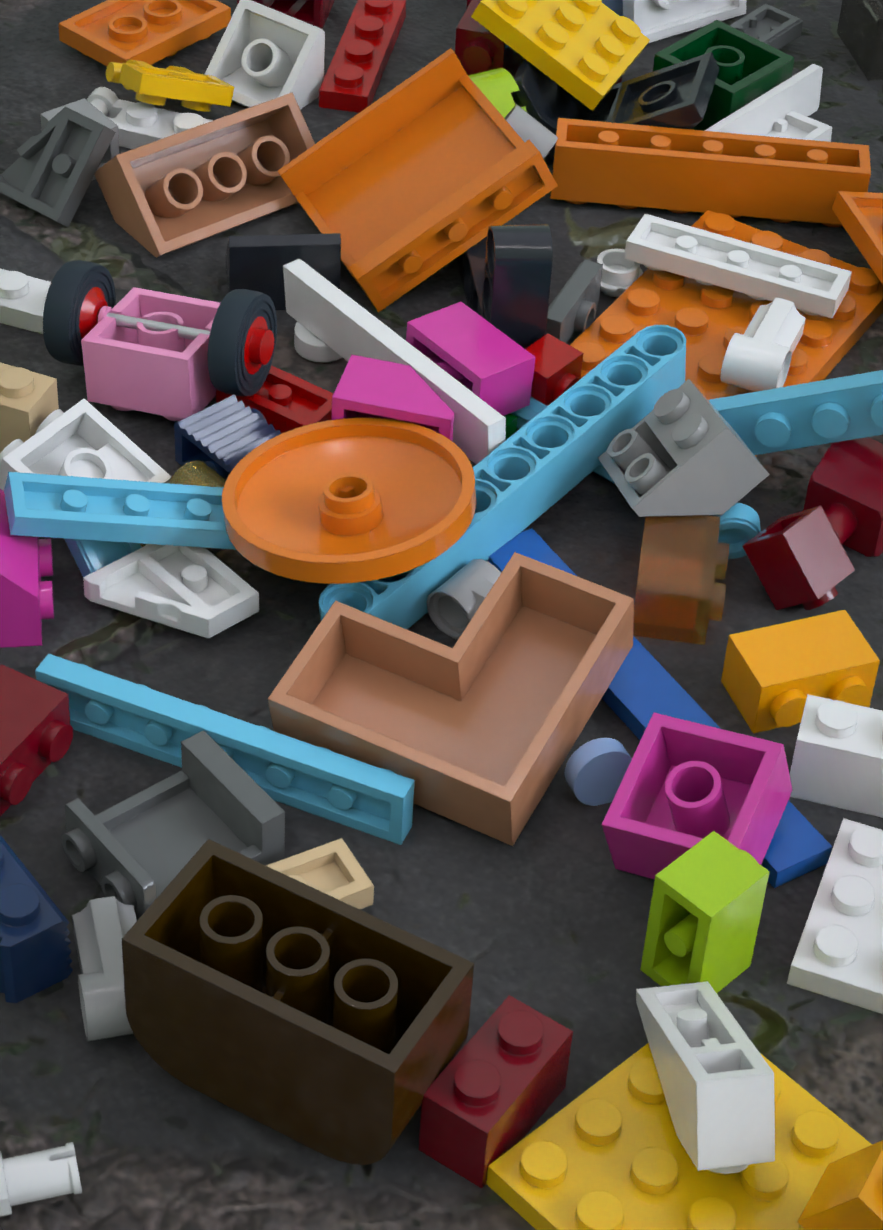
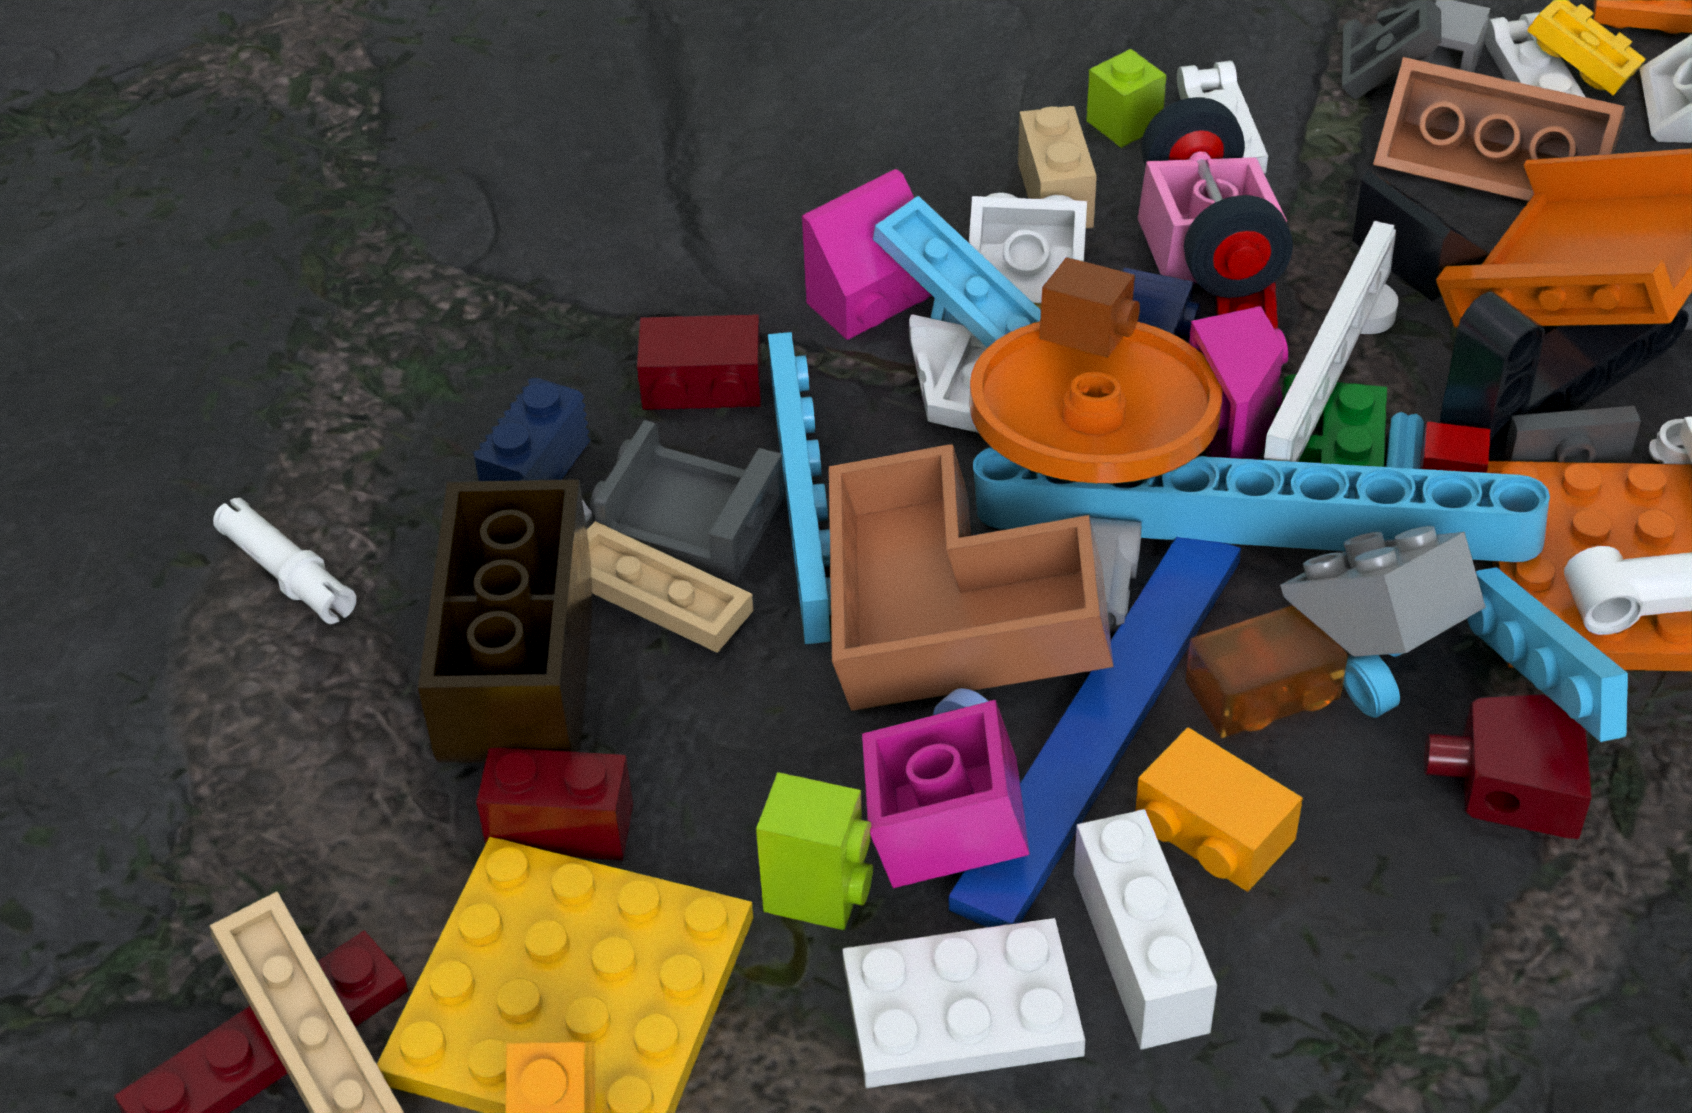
camera: 65 degrees right, 5 degrees up
(262, 441) = (1088, 307): none -> dark orange brick
(476, 355) = (1383, 397): dark pink brick -> none
(710, 1077) = (628, 917): white slope -> none
(799, 559) = (1359, 744): dark red brick -> none

